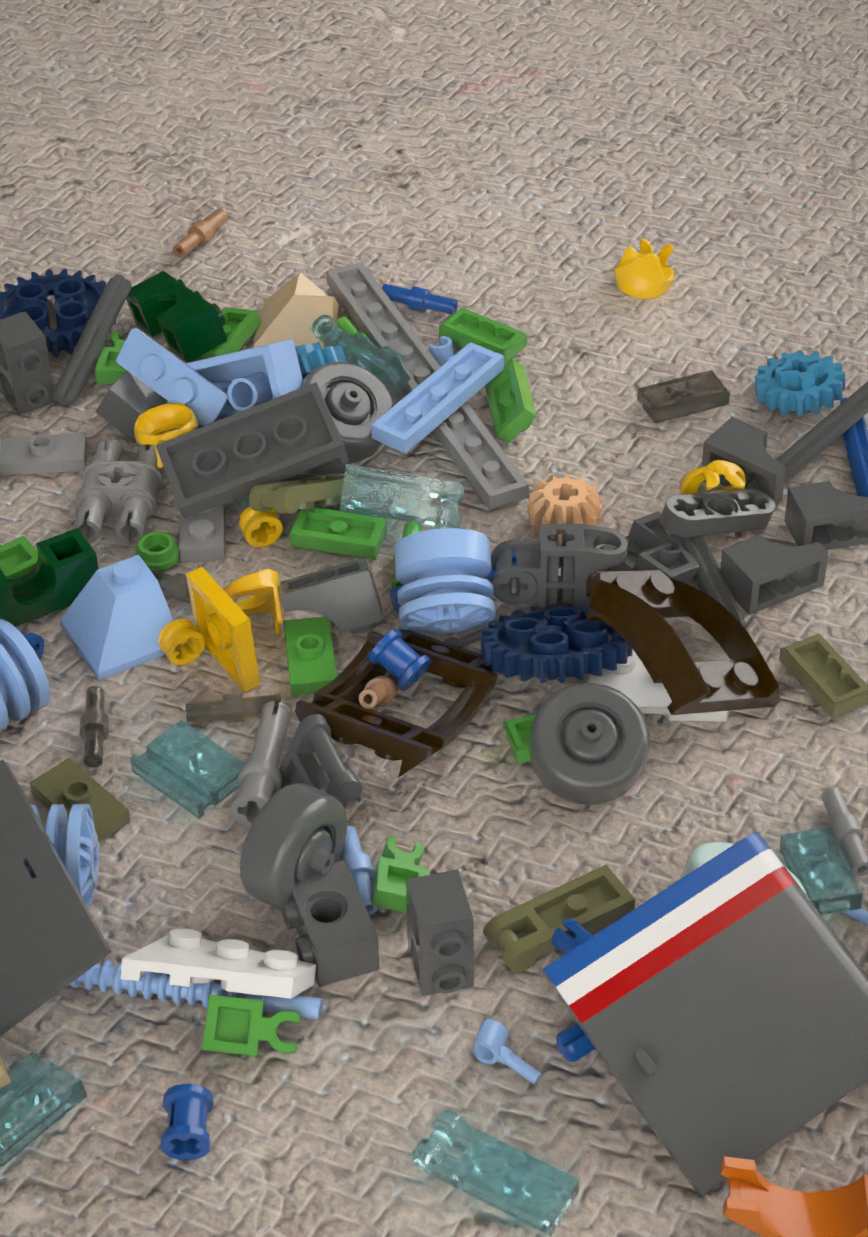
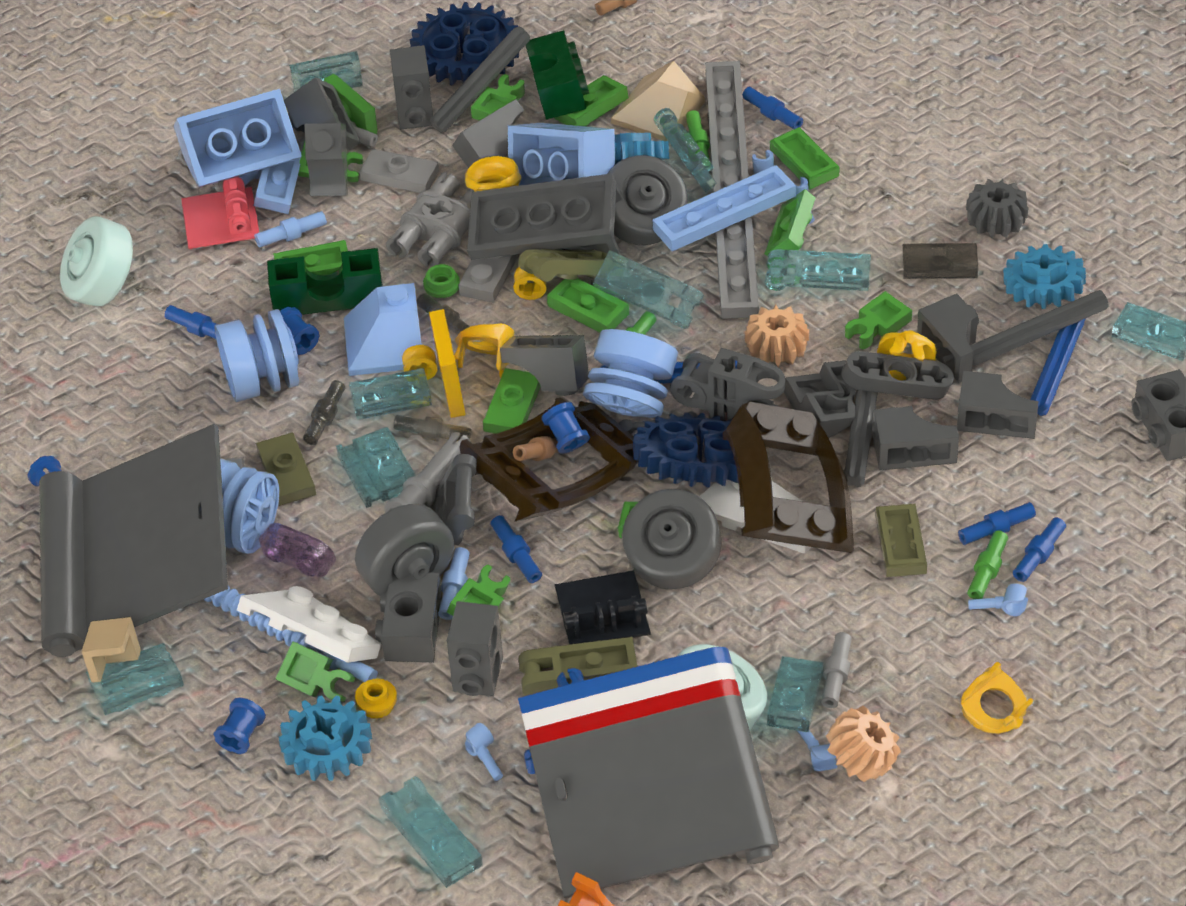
camera: 25 degrees right, 5 degrees up
(148, 888) = (297, 550): none -> clear purple plate
(164, 684) = (390, 394): none -> clear light blue plate
(171, 377) = (512, 135): light blue piece -> none
(306, 1101) = (325, 738): none -> dark azure gear
(342, 1043) = (377, 706): none -> yellow plate
(408, 810) = (516, 549): none -> blue bar
(547, 845) = (603, 608): none -> black hinge
(564, 436) = (817, 270): none -> clear light blue plate
(644, 273) = (972, 132): yellow piece -> none
(659, 464) = (878, 317): none -> bright green plate
(709, 333) = (997, 208): none -> dark grey gear

